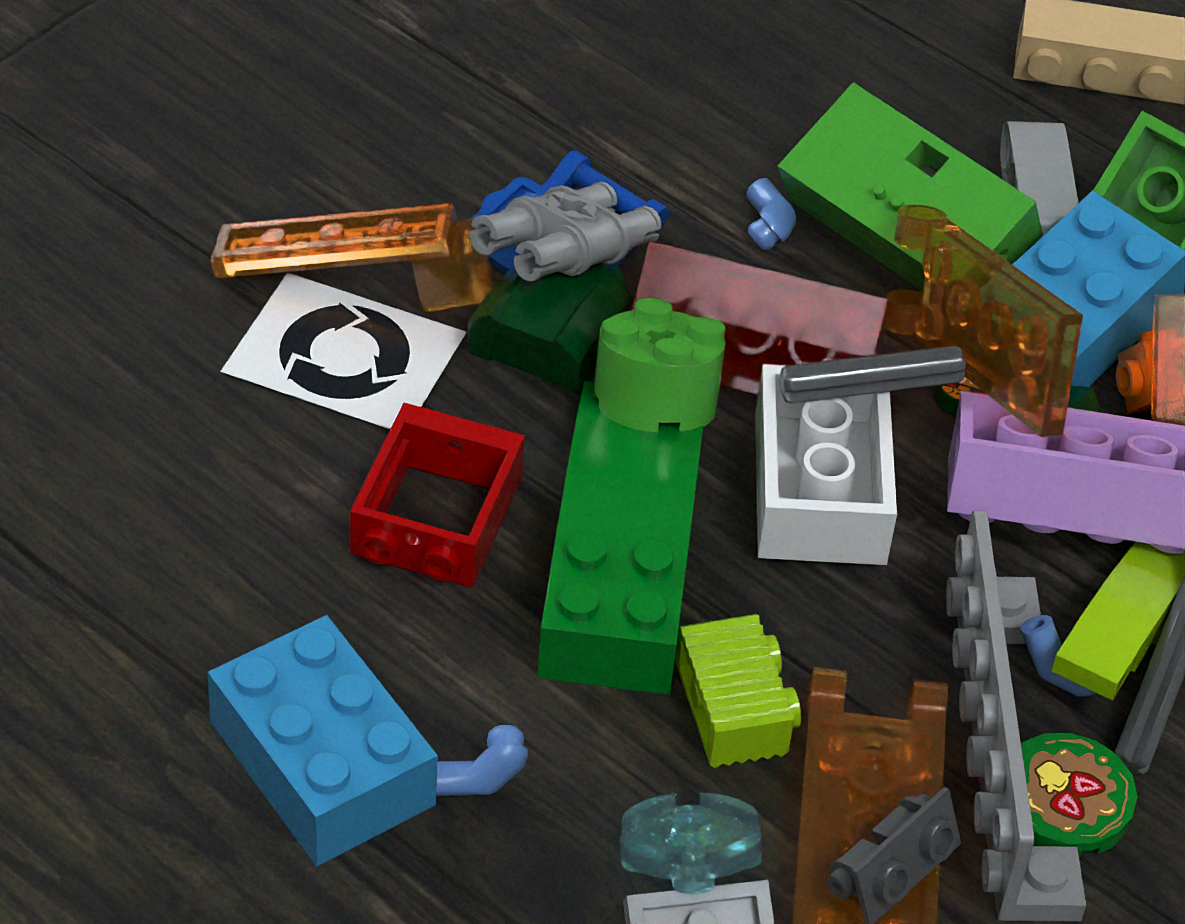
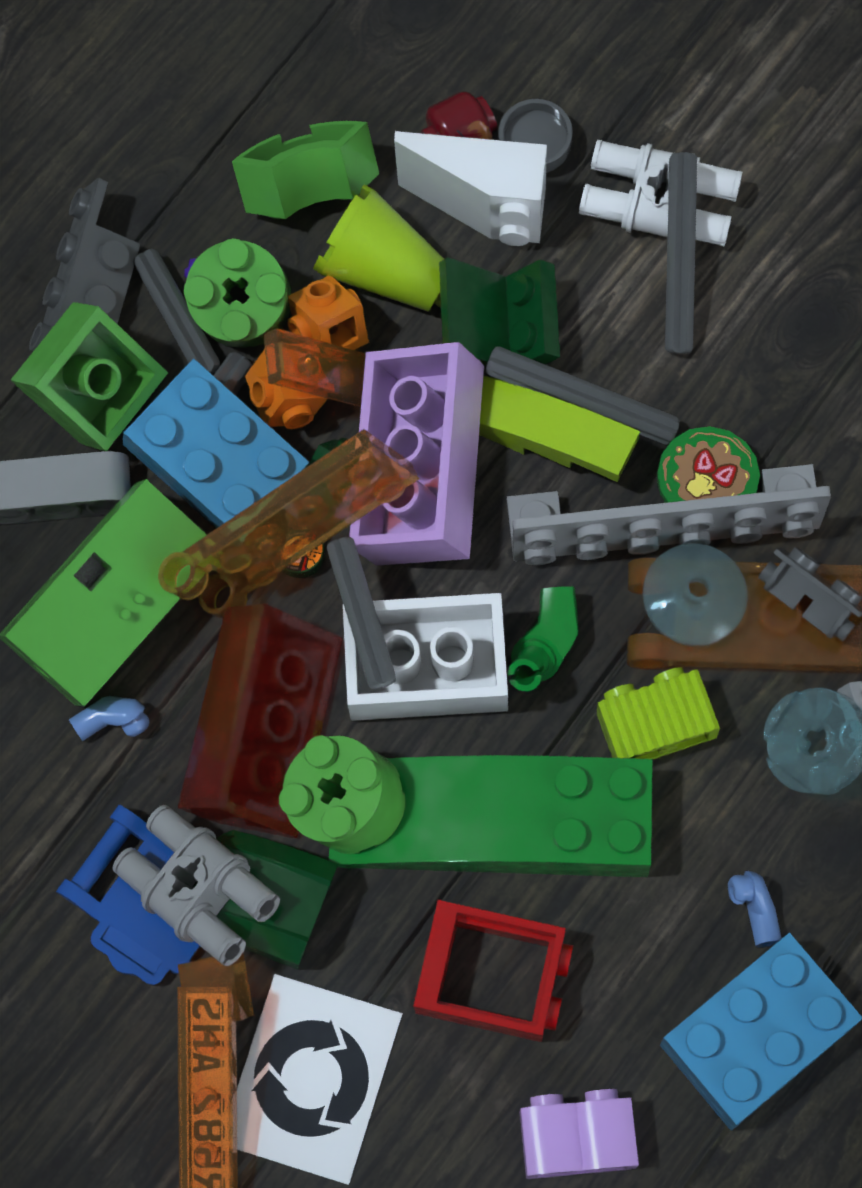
camera: 85 degrees left, 25 degrees up
(228, 555) = (578, 1136): none -> lavender brick
(837, 591) = (548, 642): none -> green arm
(893, 755) = (688, 617): none -> clear light blue dish
(1043, 646) = (584, 487): medium blue arm -> none

